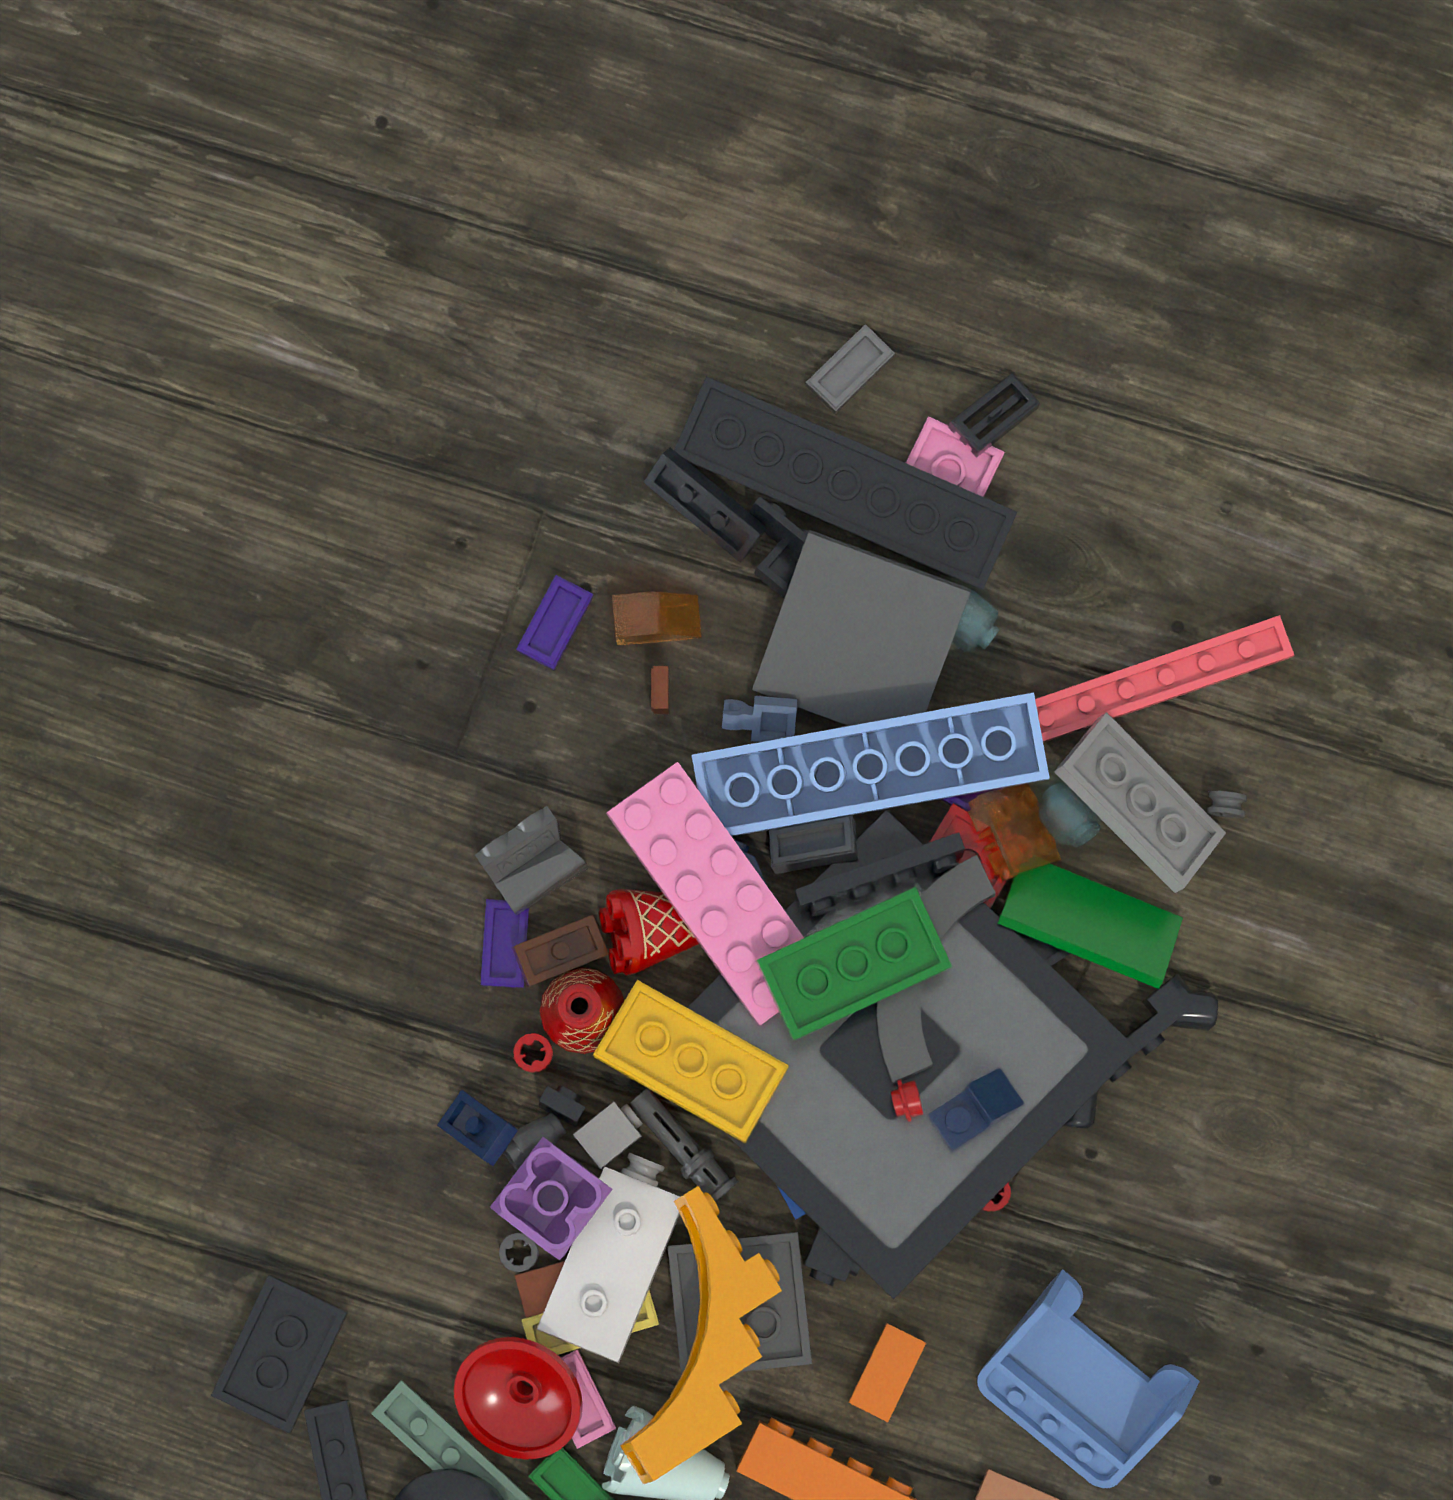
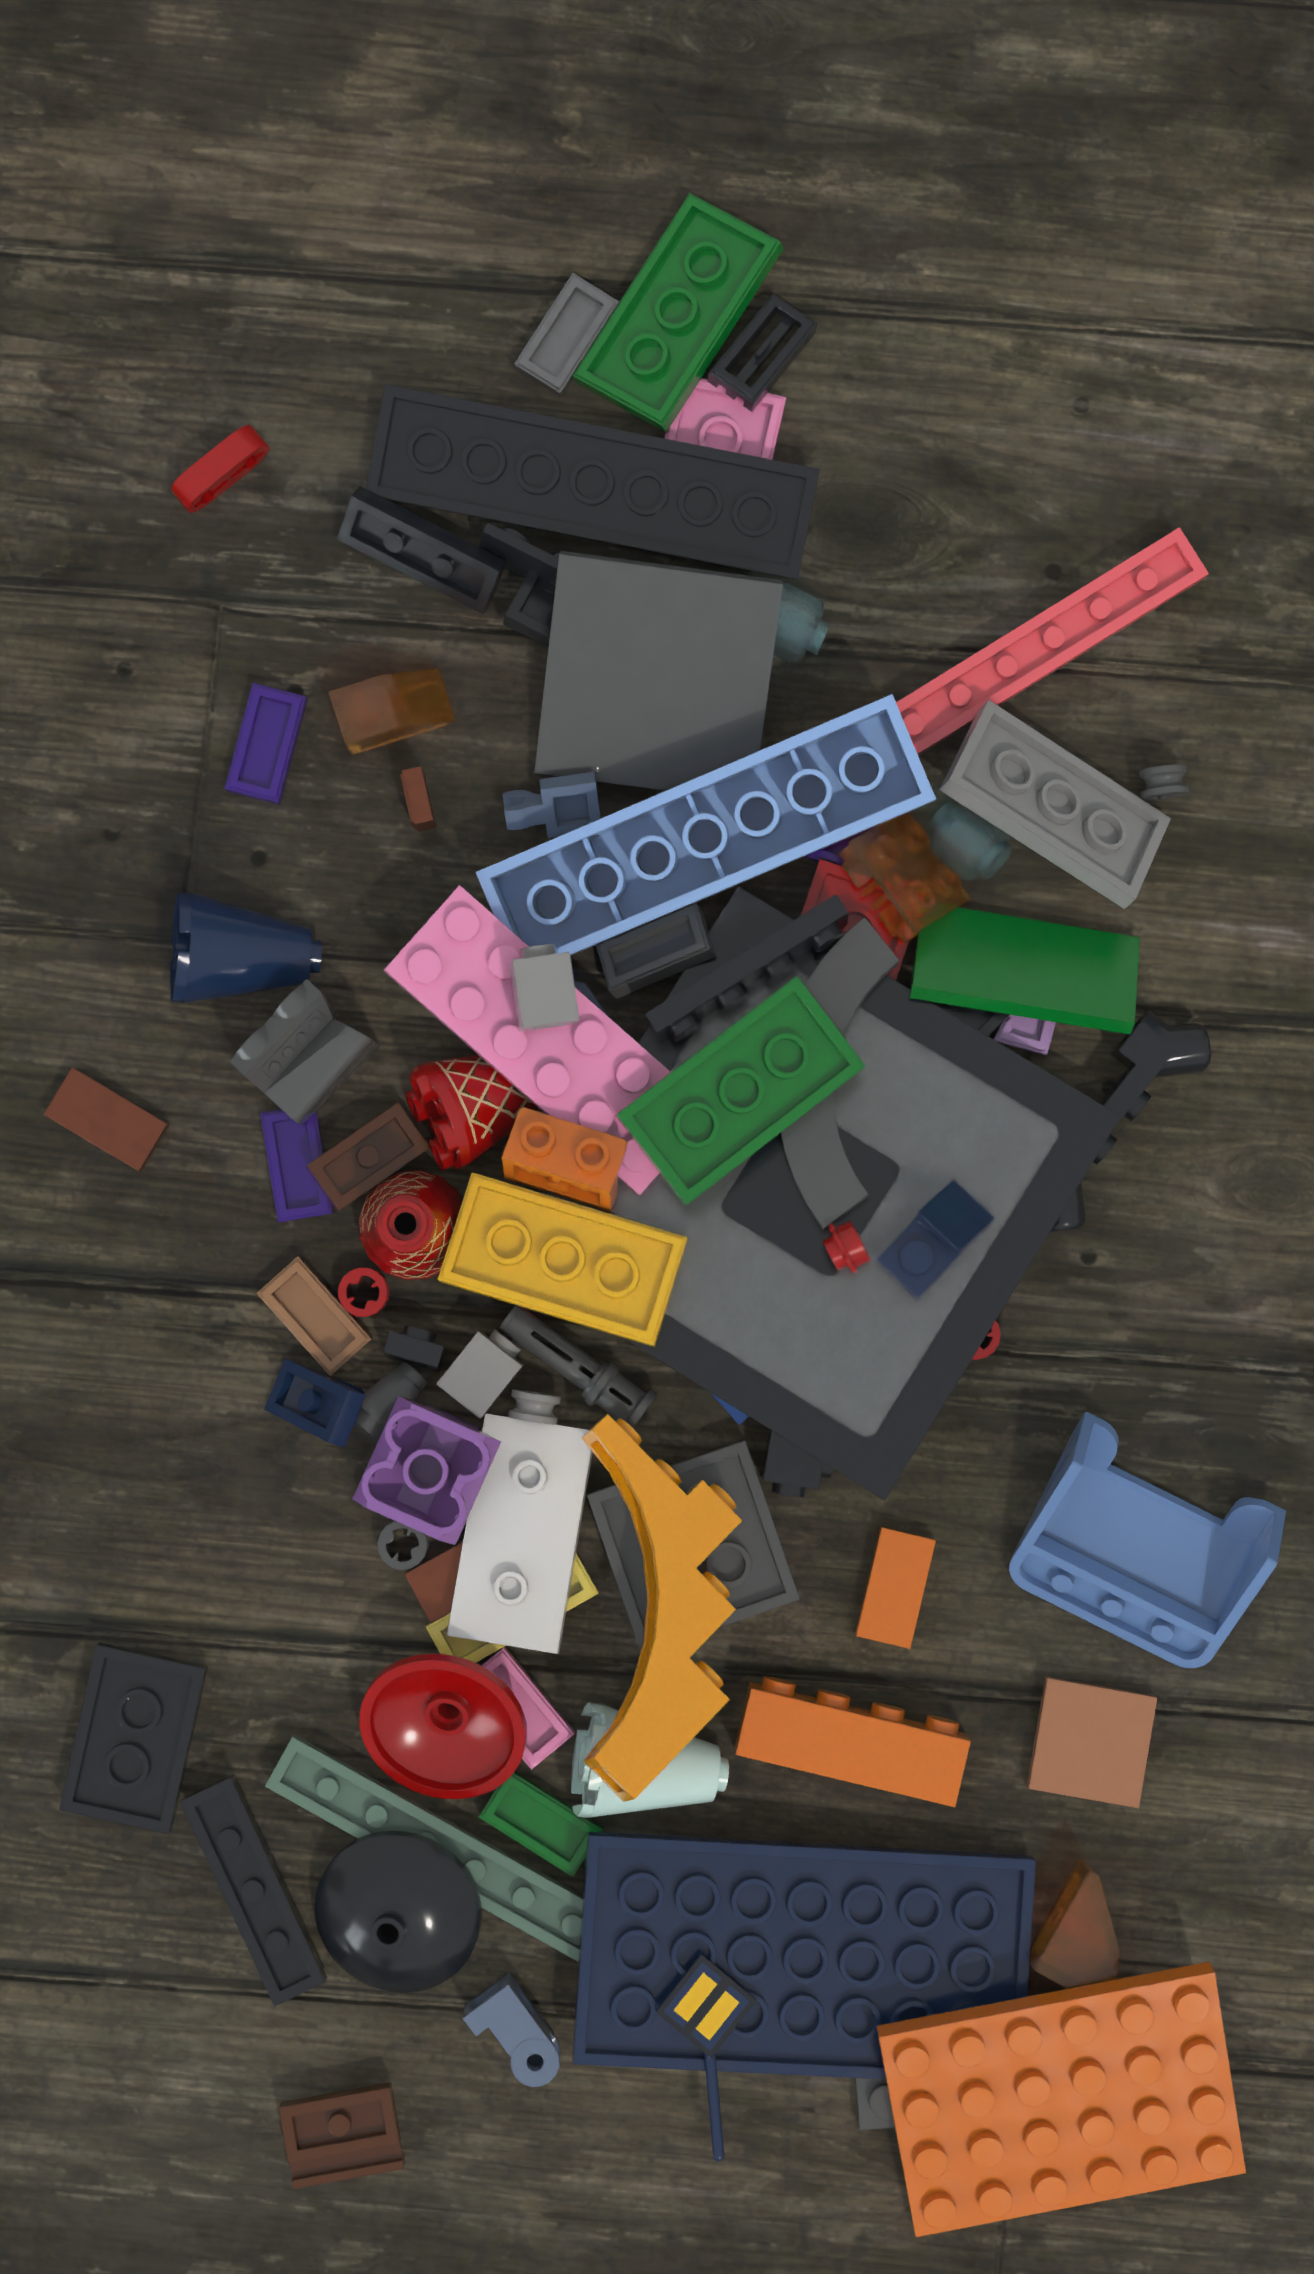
camera: 15 degrees left, 5 degrees up
(369, 877) = (106, 1119): none -> copper tile
(491, 1062) = (314, 1315): none -> medium nougat tile
(496, 772) = (235, 950): none -> dark blue cone
(568, 410) = (220, 468): none -> red beam
(709, 985) = (564, 1159): none -> orange bracket
(723, 853) = (543, 988): none -> light grey brick
(937, 371) = (678, 312): none -> green tile
(1080, 971) = (1026, 1034): none -> lavender tile

